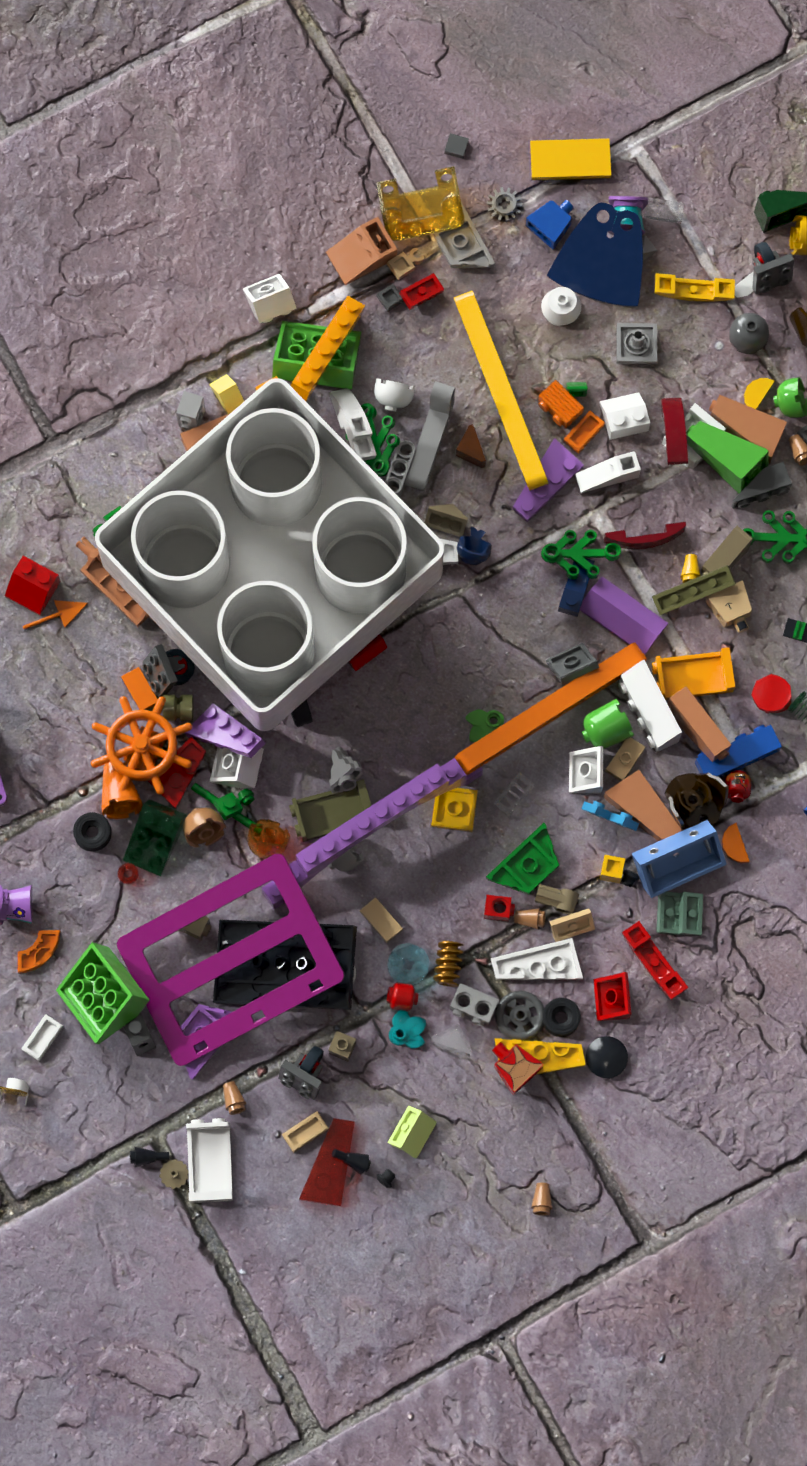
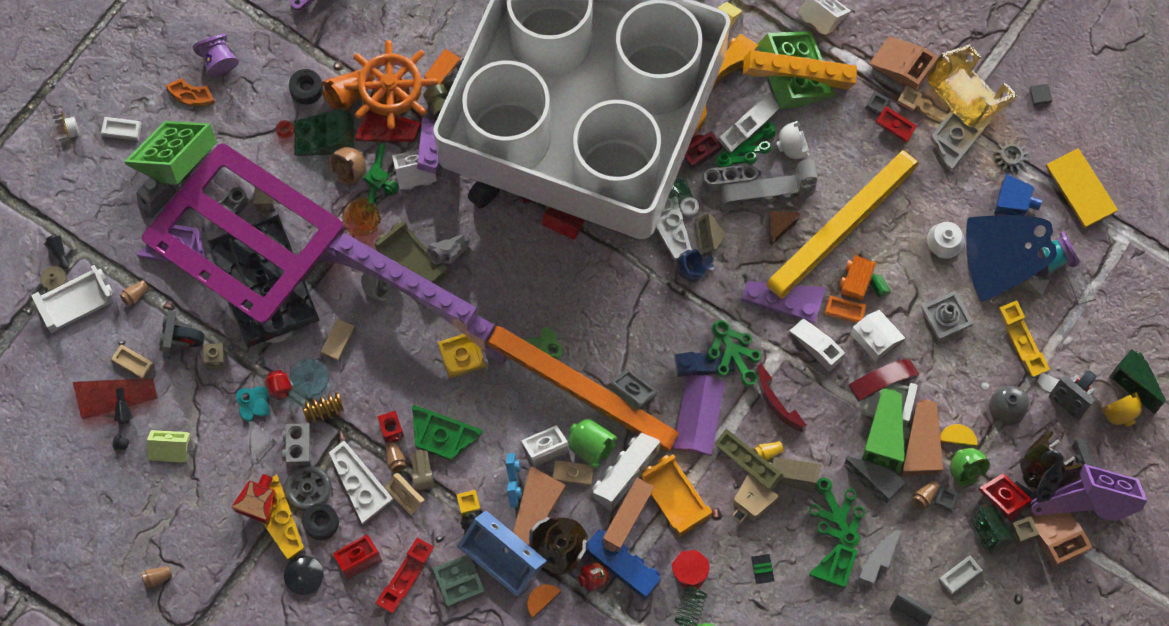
camera: 65 degrees right, 5 degrees down
(186, 961) = (233, 205): none -> dark grey piece

